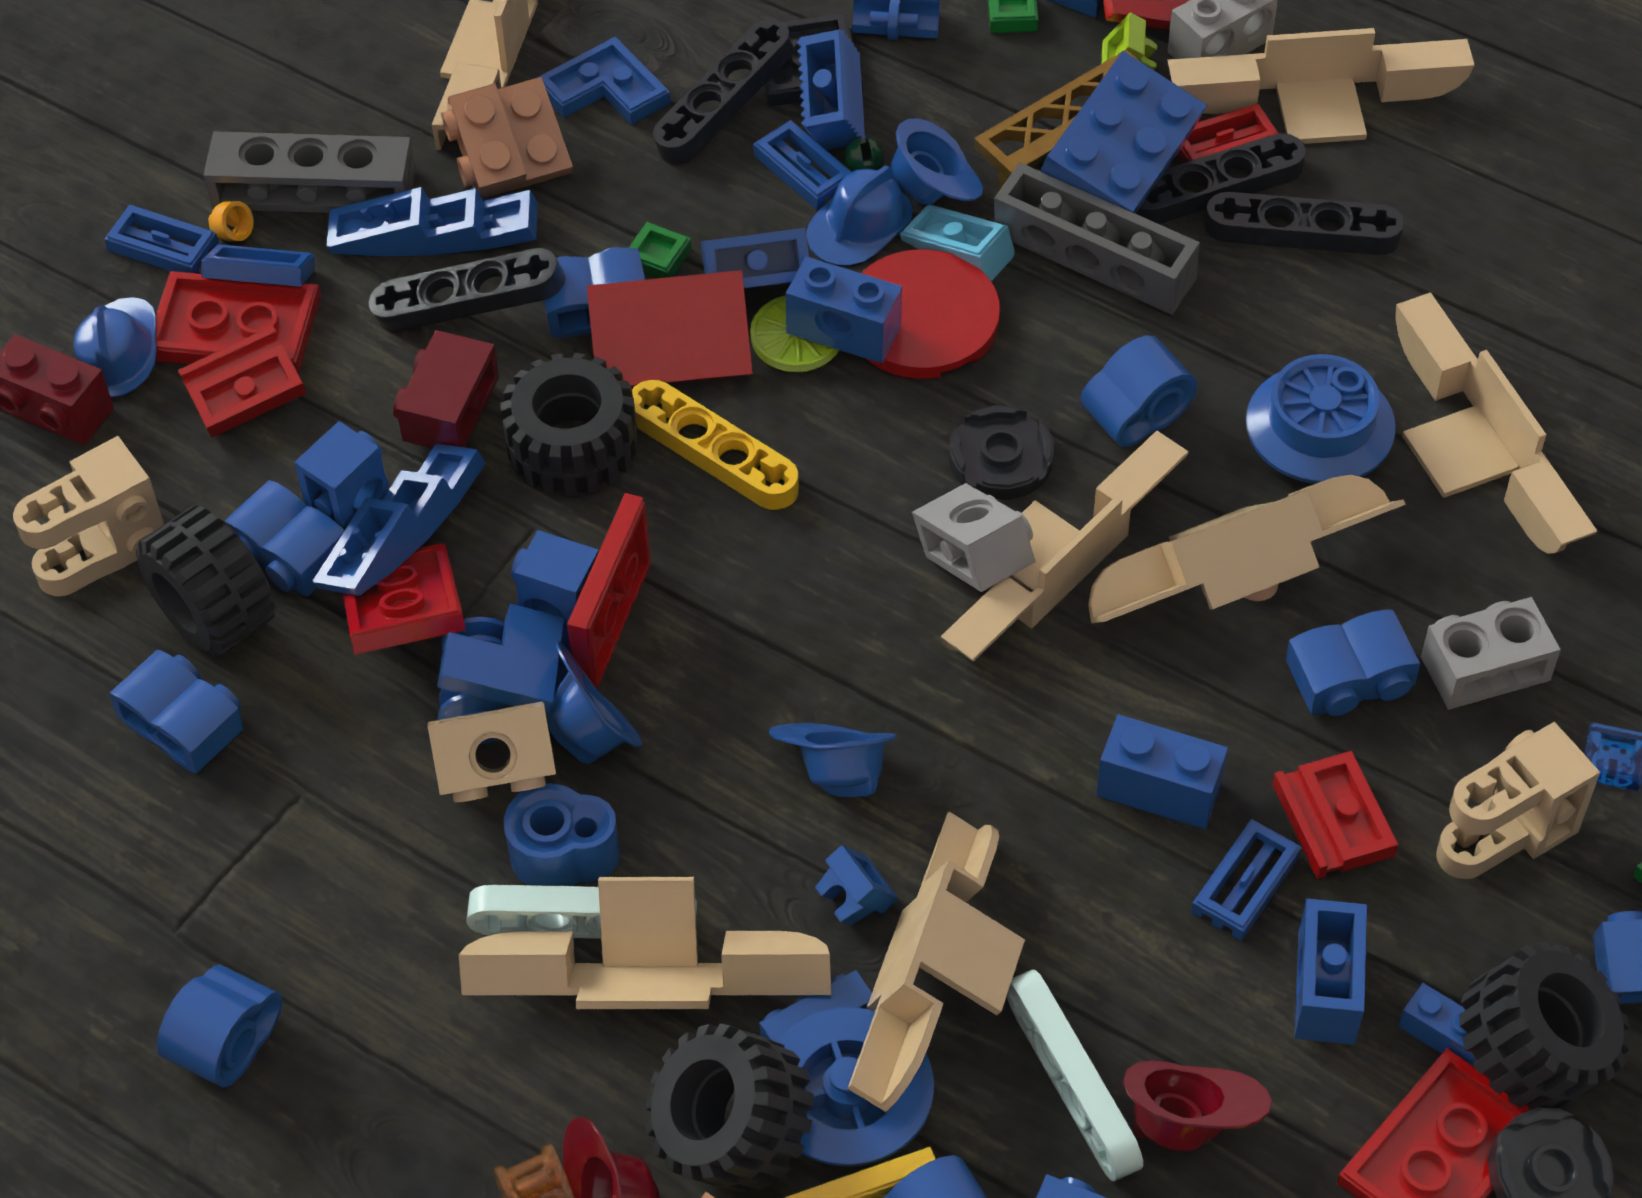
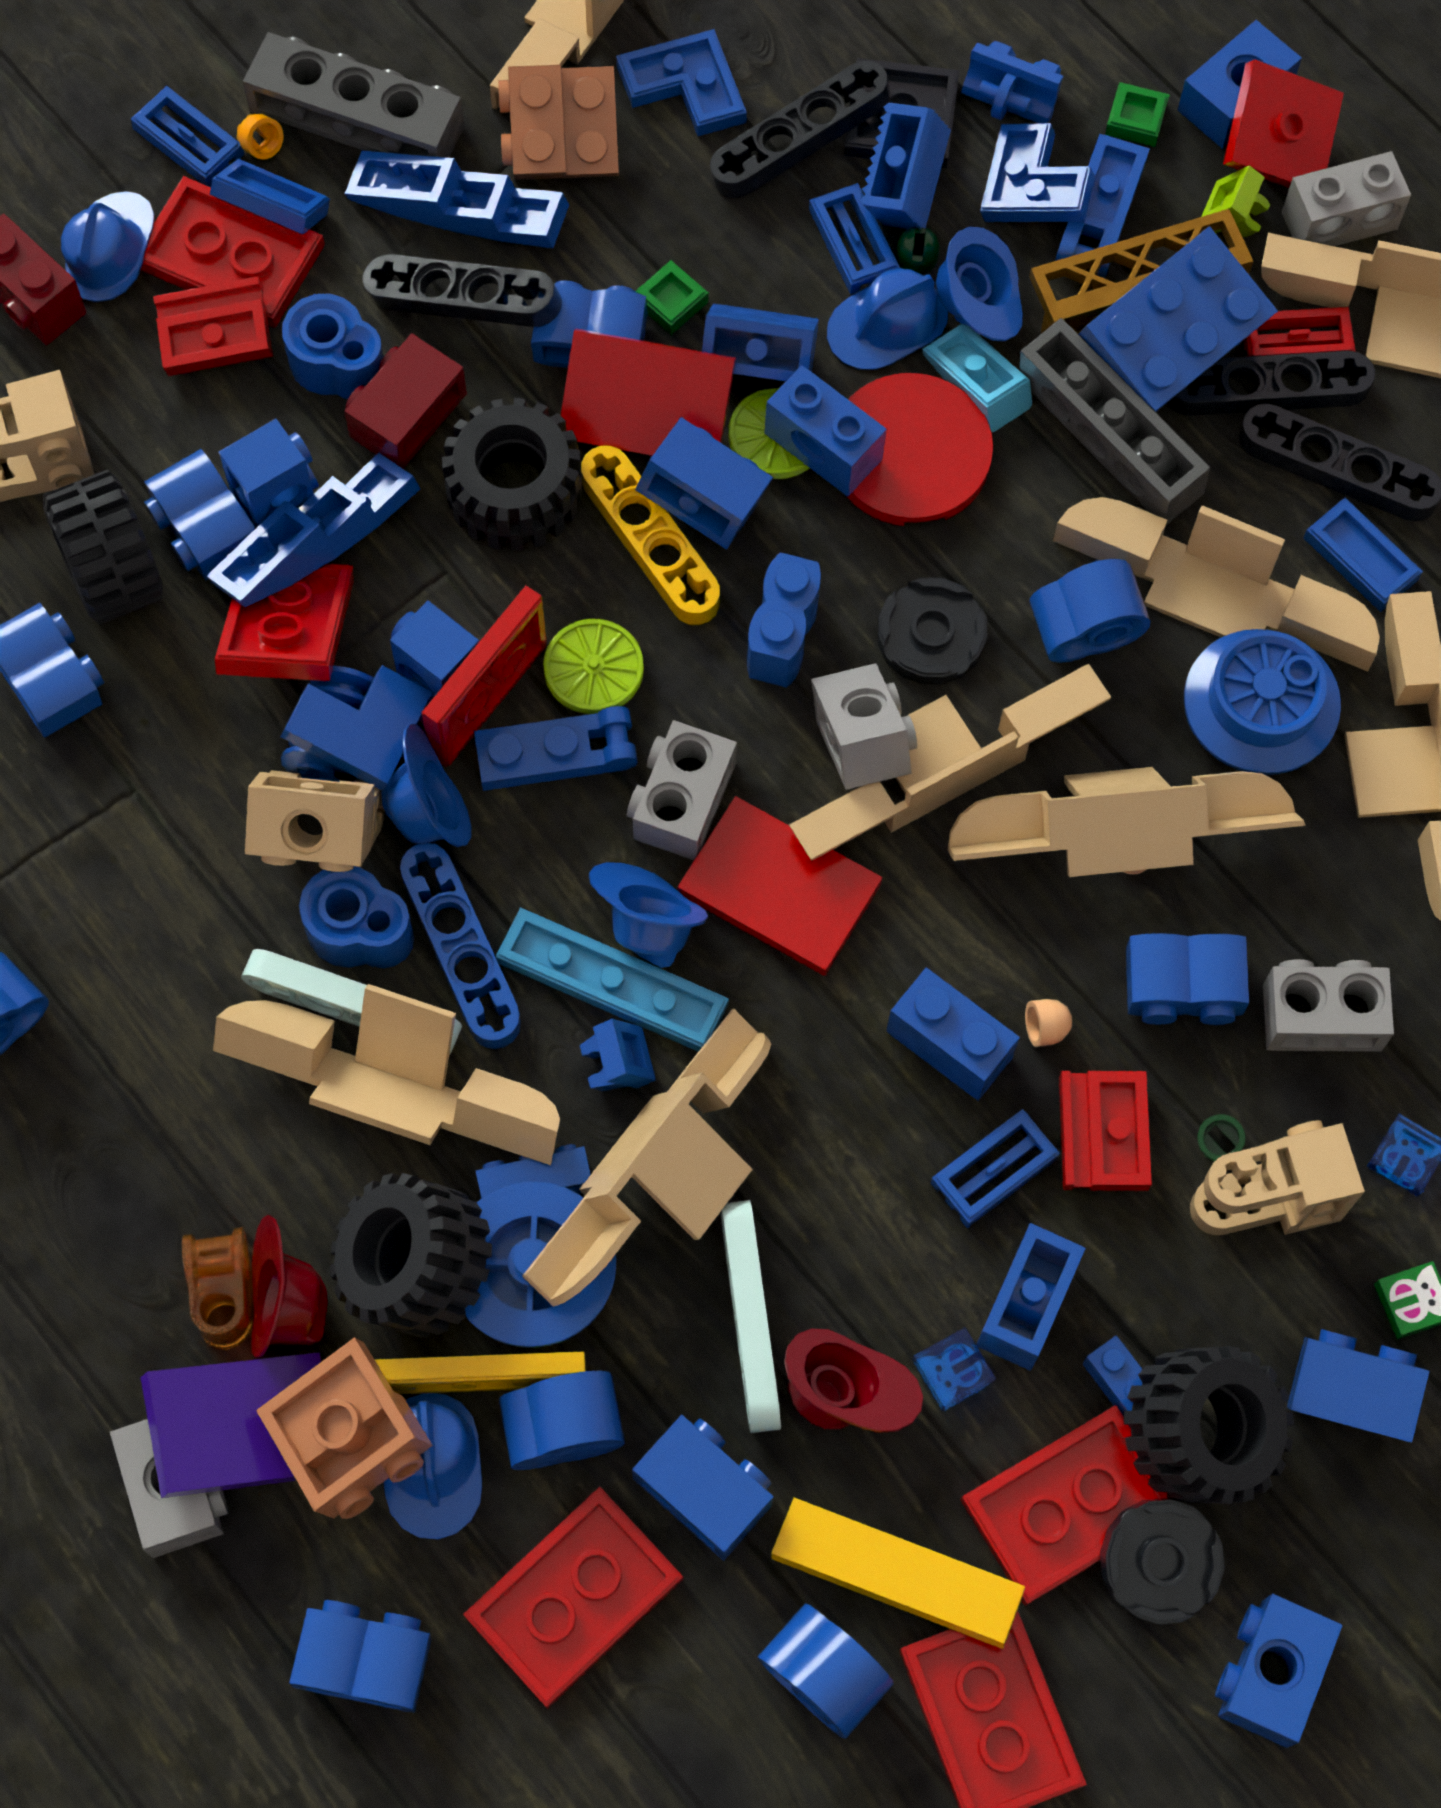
camera: 15 degrees right, 15 degrees up
(360, 367) = (330, 345): none -> blue piece
(672, 831) = (454, 947): none -> blue beam
(693, 644) = (555, 749): none -> blue plate
(702, 565) = (593, 665): none -> lime wheel
(749, 382) = (703, 482): none -> blue brick
(822, 824) = (611, 980): none -> dark azure tile
(827, 640) = (692, 792): none -> light grey brick
(865, 475) = (783, 619): none -> blue brick
(941, 86) = (1025, 187): none -> blue tile
(948, 701) = (771, 889): none -> red tile
(1011, 71) = (1117, 175): none -> blue plate
(1241, 332) = (1221, 577): none -> tan piece
(1243, 738) = (1047, 1022): none -> light nougat hinge
(1283, 1065) = (954, 1369): none -> clear blue tile
(1354, 288) = (1362, 554): none -> blue tile
(1443, 778) = (1228, 1127): none -> dark green hinge

